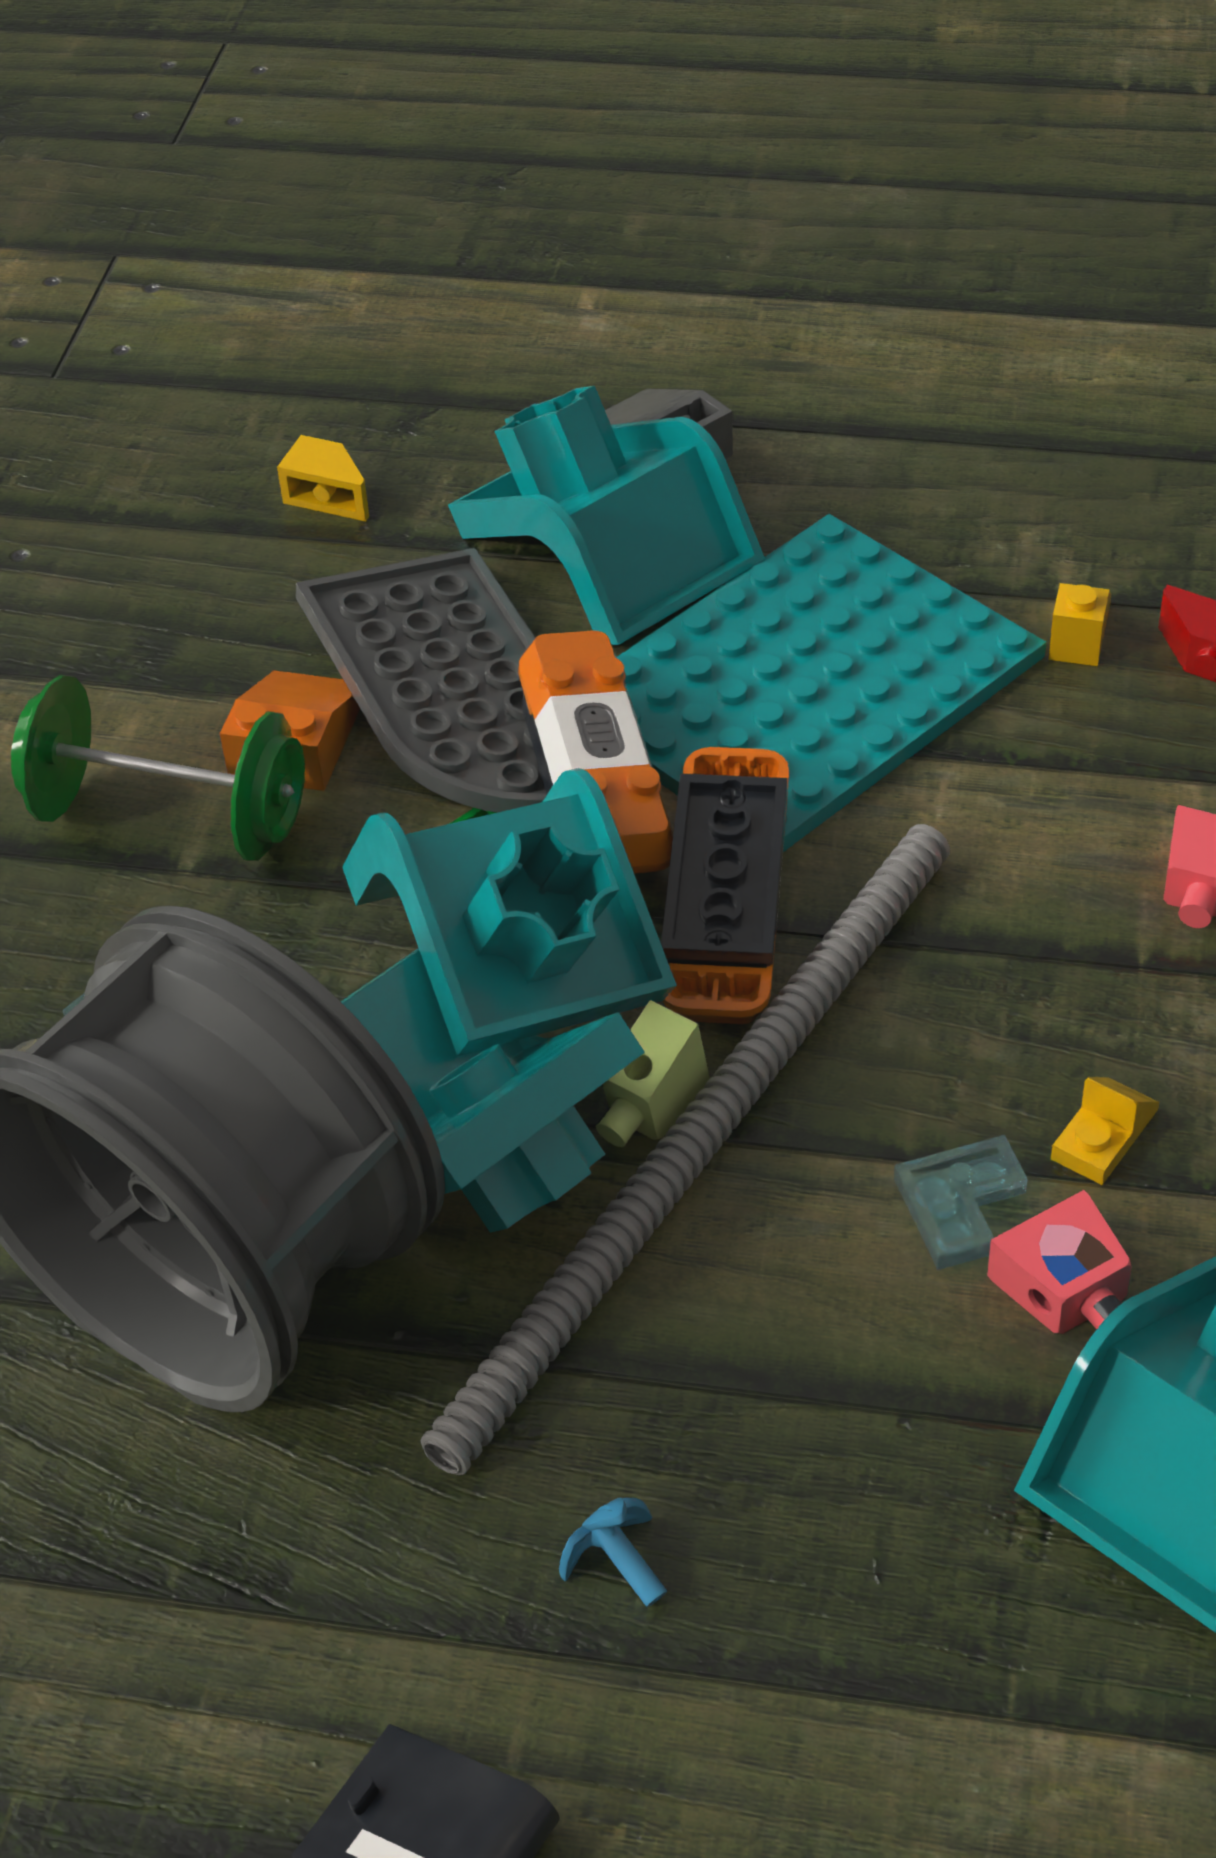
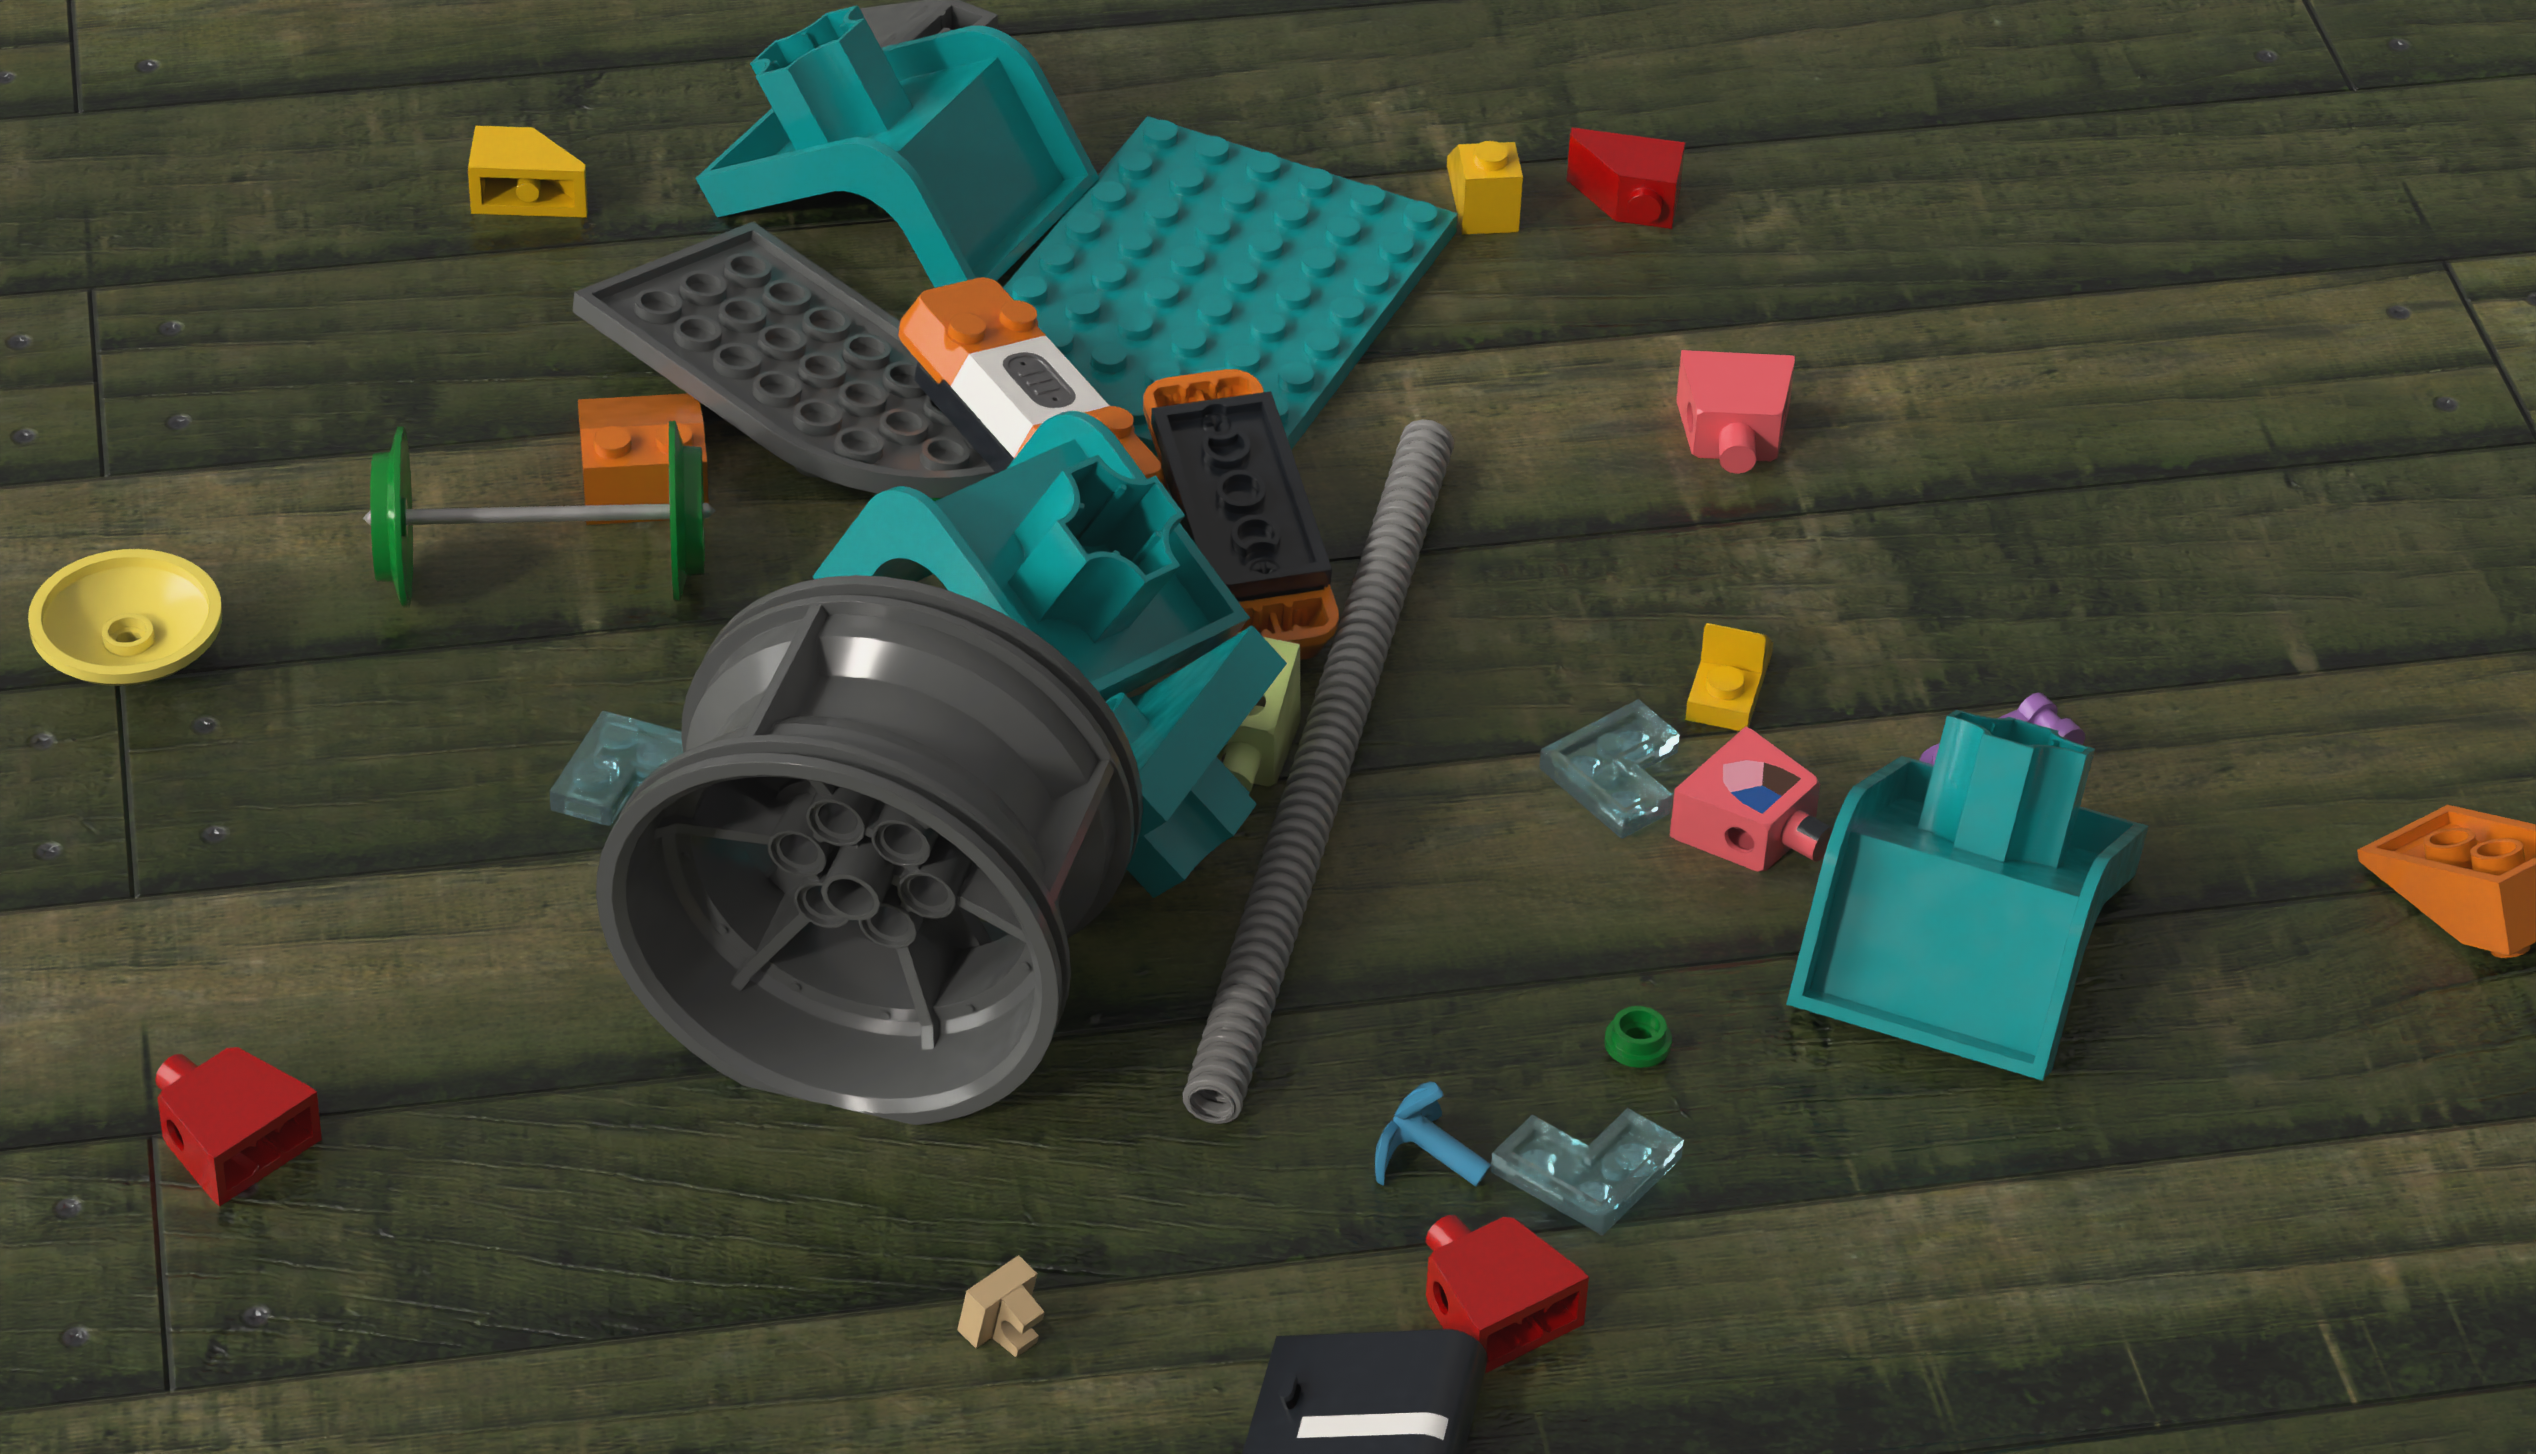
camera: 25 degrees left, 5 degrees down
(153, 1624) = (1003, 1309): none -> tan tile
(606, 1739) = (1502, 1286): none -> red torso
(750, 1637) = (1591, 1181): none -> clear light blue plate
(865, 1474) = (1638, 1037): none -> green plate

